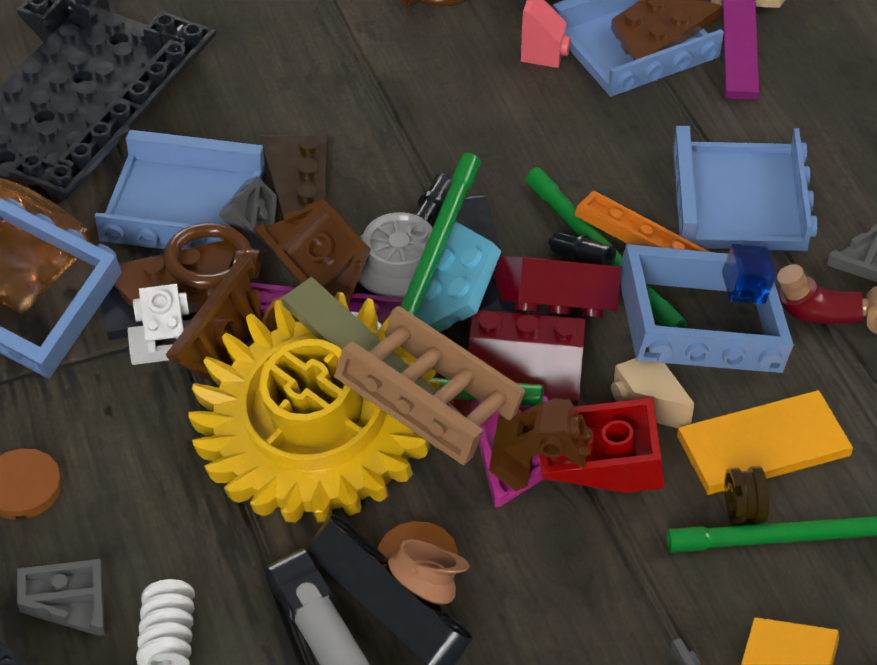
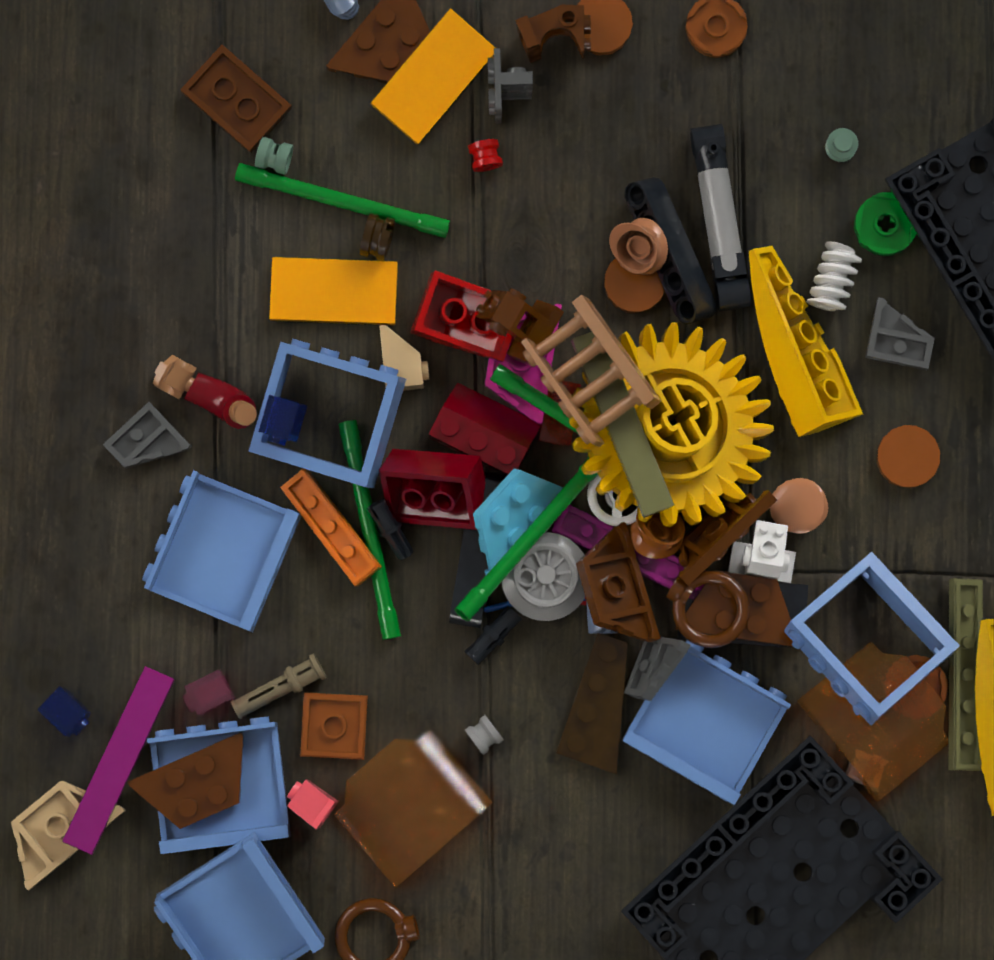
camera: 160 degrees left, 35 degrees up
(137, 395) = (799, 505): none -> nougat piece
(186, 538) = (802, 365): none -> yellow wedge
(404, 127) = (484, 734): none -> light grey wheel
(444, 68) = (409, 804): none -> clear orange slope
(554, 104) = (334, 726): none -> dark orange tile
(614, 117) = (292, 680): none -> dark tan pin
(665, 626) = (485, 155): none -> red wheel
(686, 87) = (208, 693): none -> clear pink brick
(809, 41) = (65, 712): none -> clear blue brick

